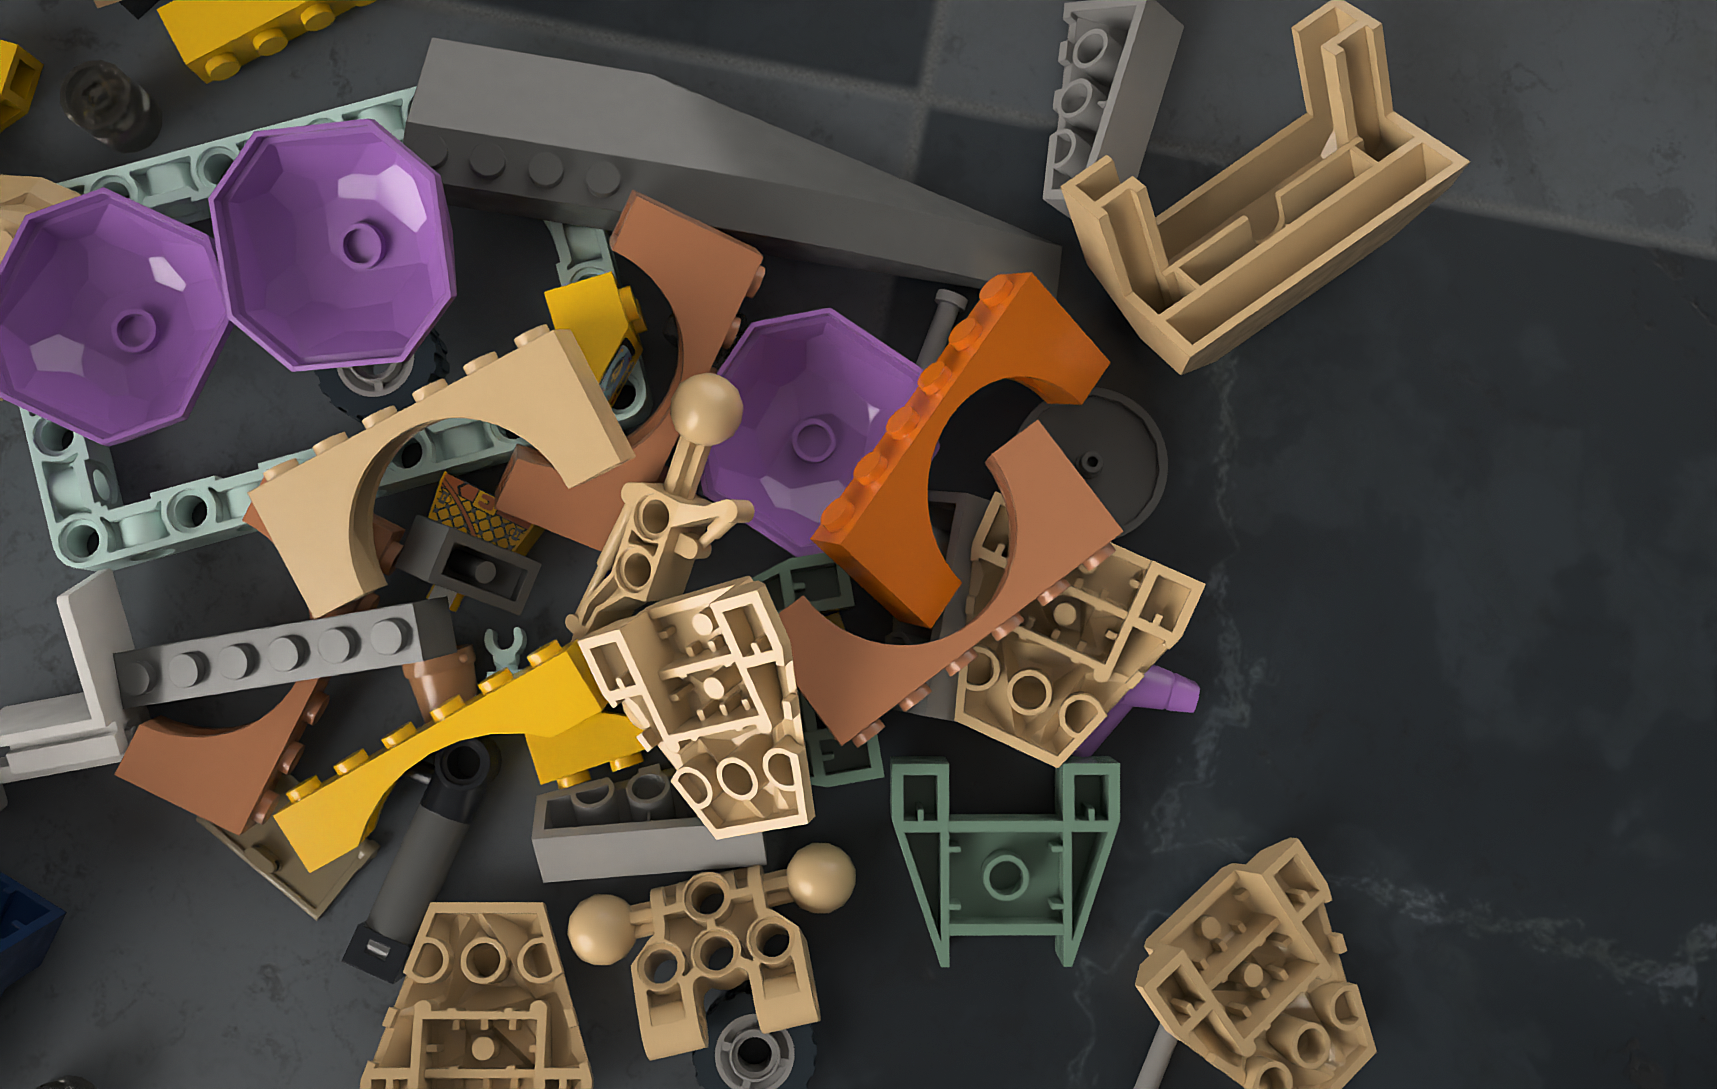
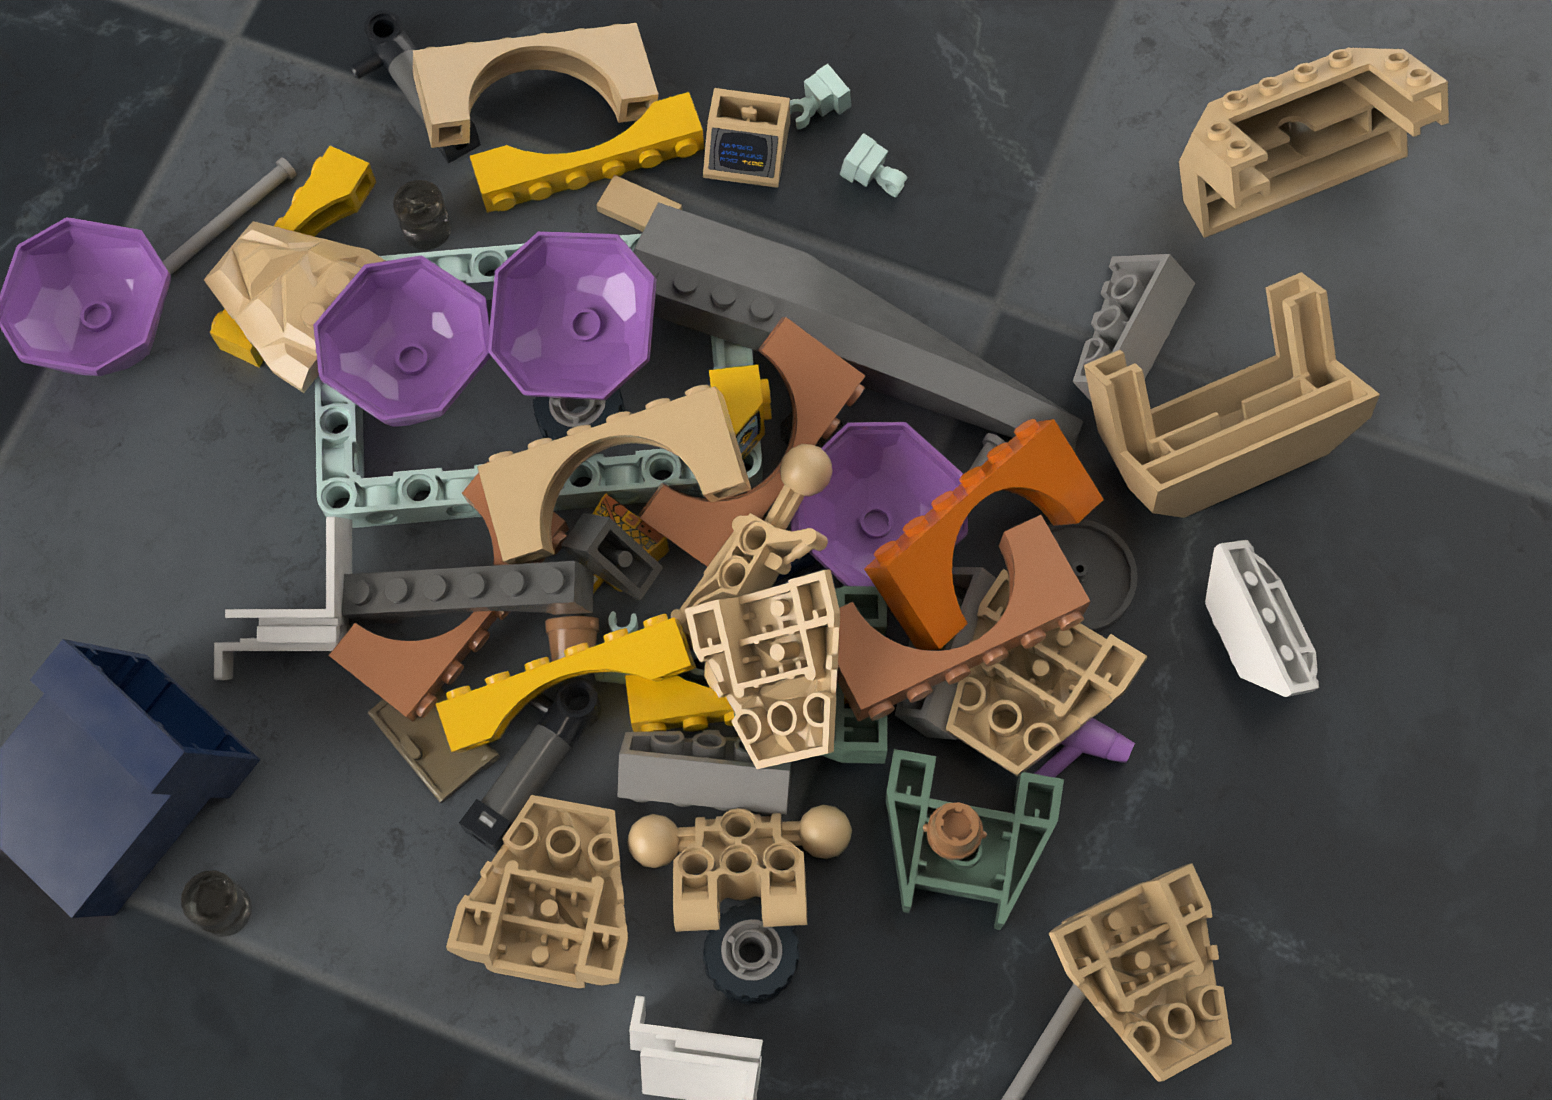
camera: 15 degrees right, 15 degrees down
(402, 36) = (630, 203): none -> tan tile
(990, 861) = (954, 831): none -> medium nougat piece
(1338, 496) = (1259, 622): none -> white wedge

